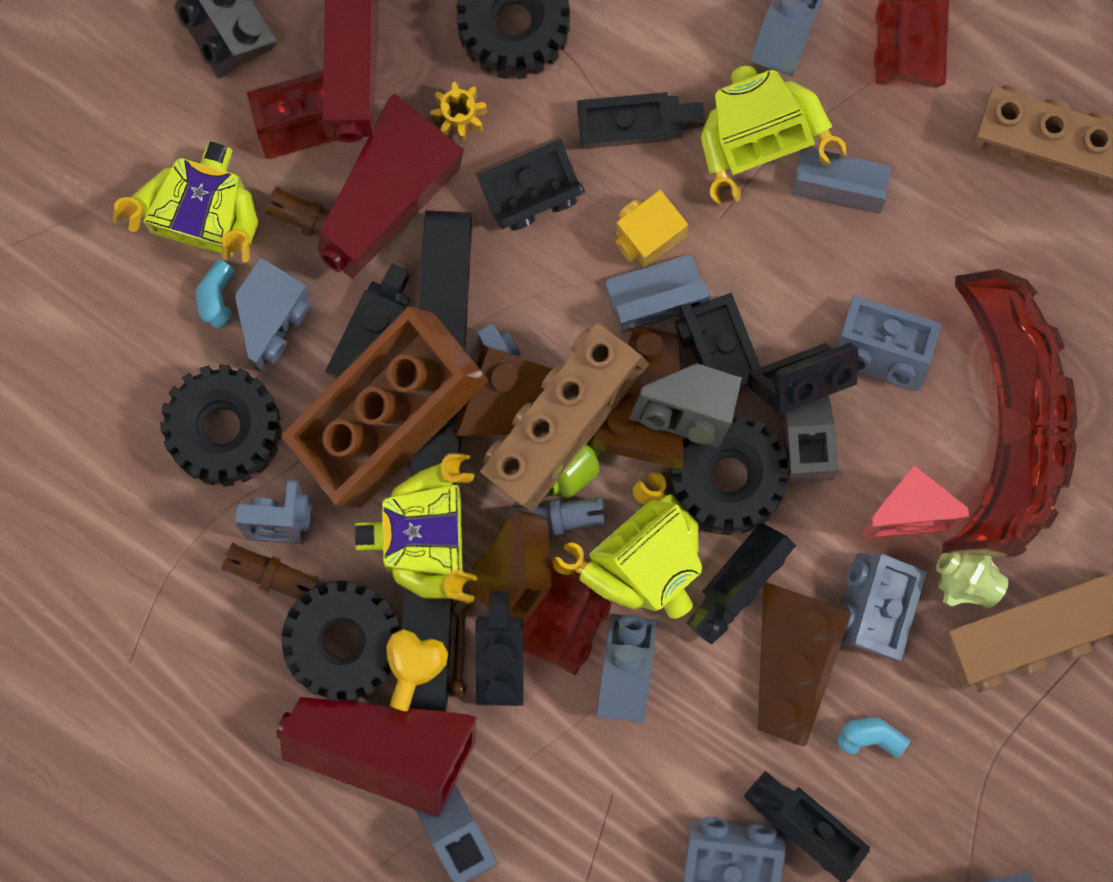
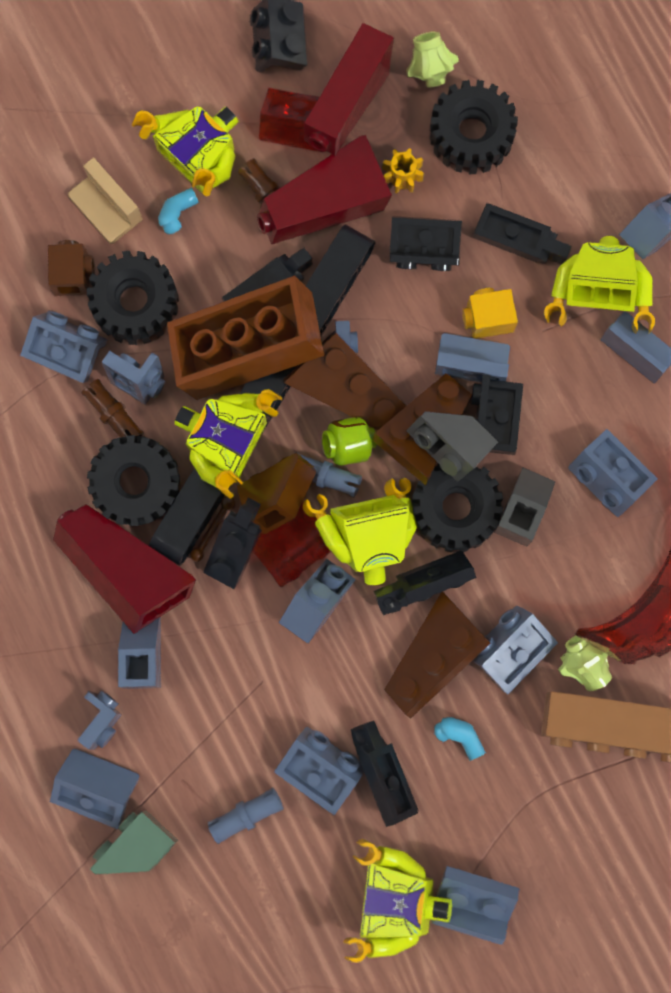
camera: 25 degrees right, 0 degrees up
(124, 329) = (105, 203): none -> tan panel
(126, 429) = (69, 268): none -> reddish brown brick
(168, 524) = (62, 345): none -> sand blue bracket
(267, 309) = (204, 237): sand blue slope -> none
(413, 664) = (171, 521): yellow rock -> none
(563, 416) = (362, 406): medium nougat brick -> none
(806, 376) = (544, 466): black bracket -> none
(916, 507) = (573, 595): coral slope -> none

